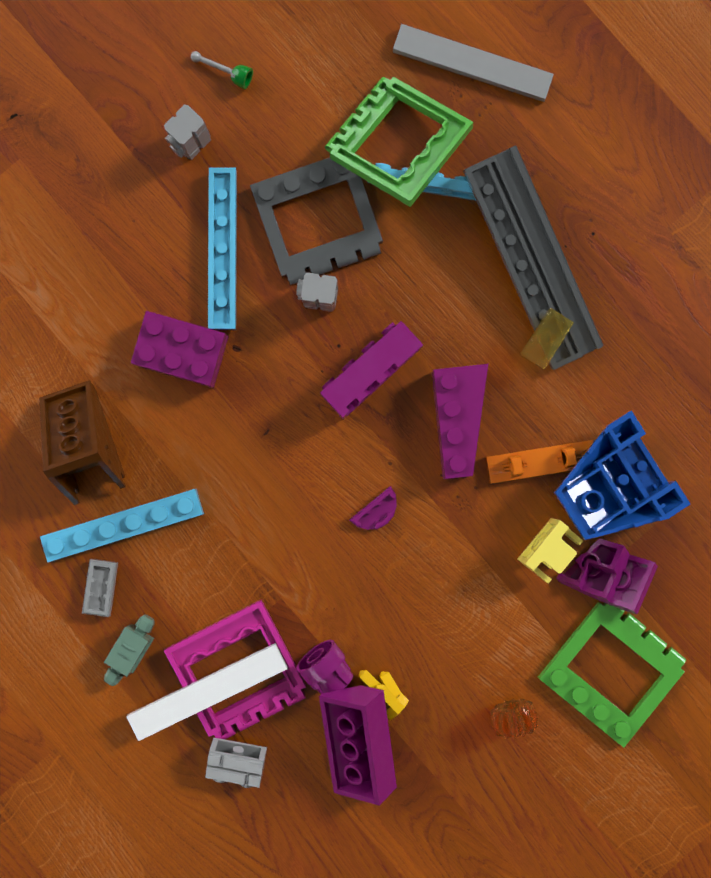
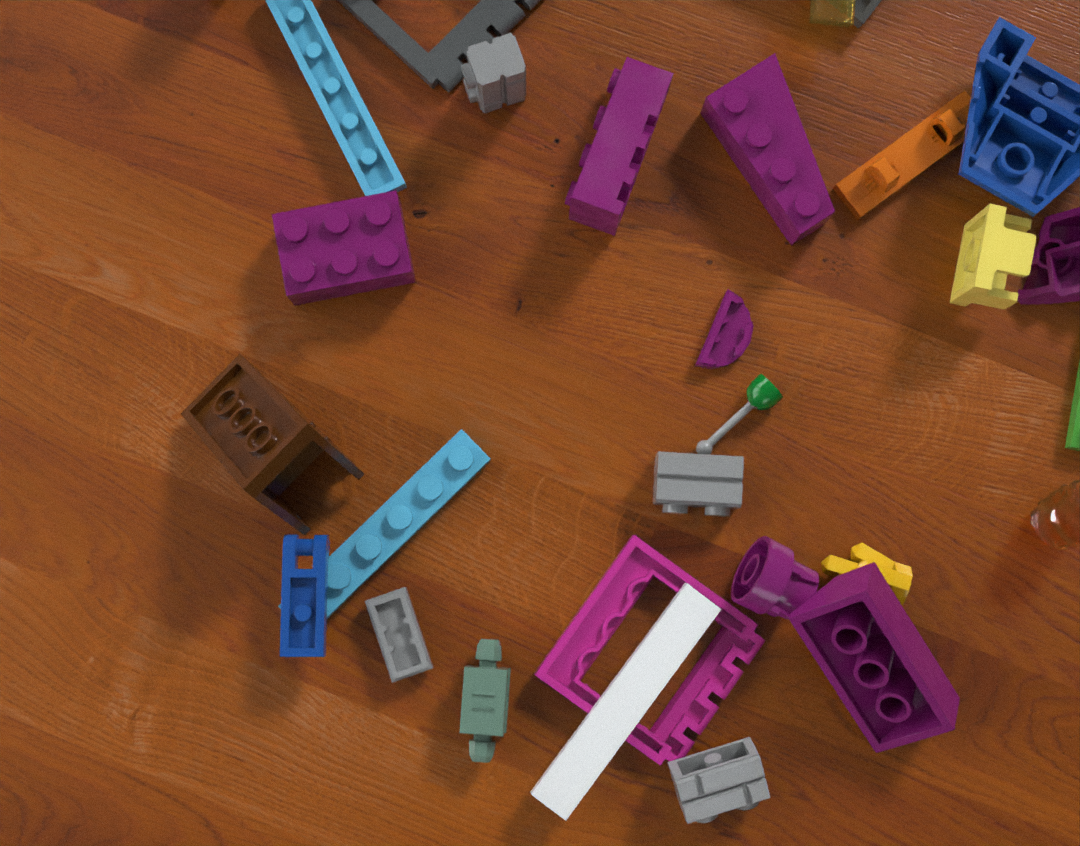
camera: 30 degrees left, 5 degrees down
(55, 541) = (304, 597): none -> blue plate
(313, 589) = (698, 481): none -> light grey brick
(376, 557) = (760, 396): none -> hinge

